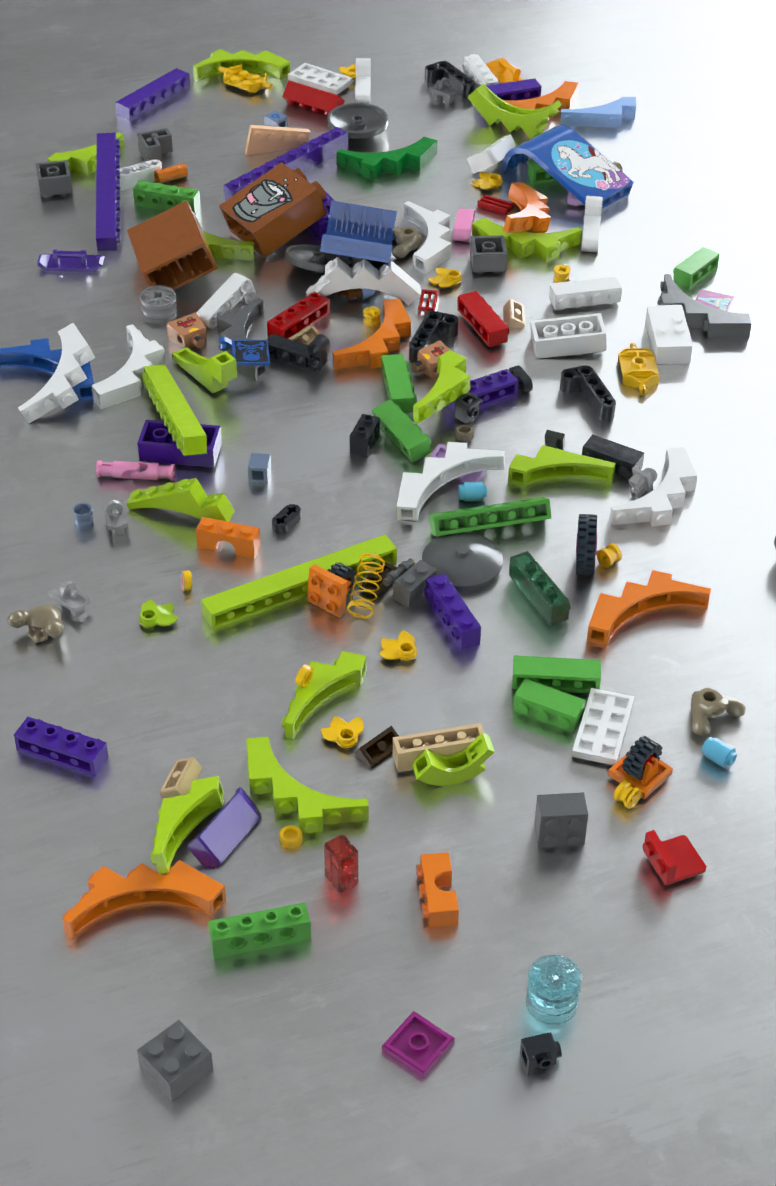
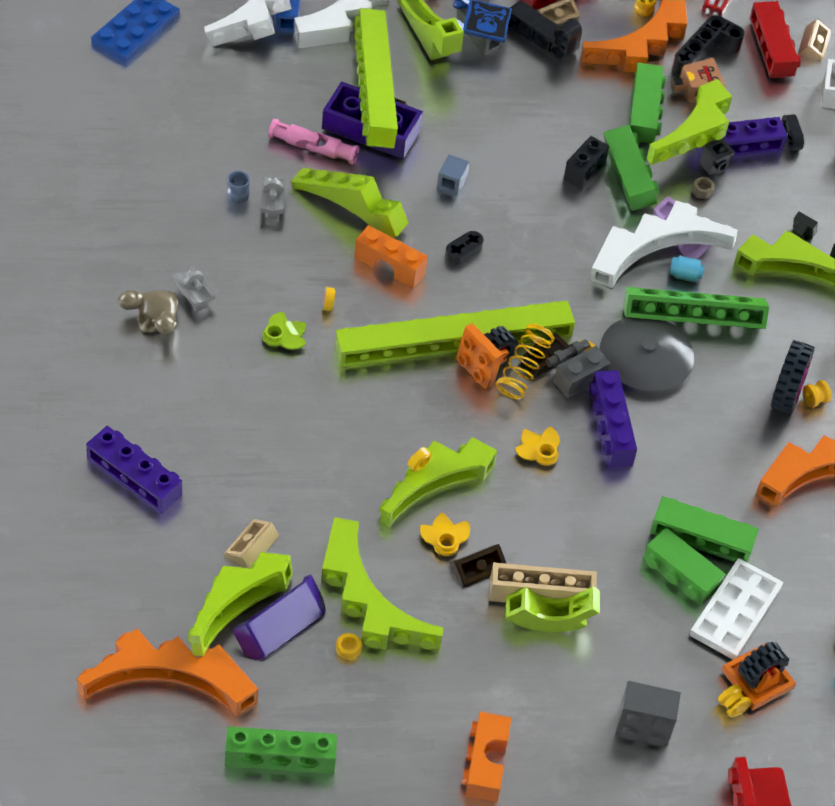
camera: 10 degrees right, 10 degrees up
(341, 863) = (391, 698): clear red brick -> none
(539, 588) = (721, 416): clear green brick -> none

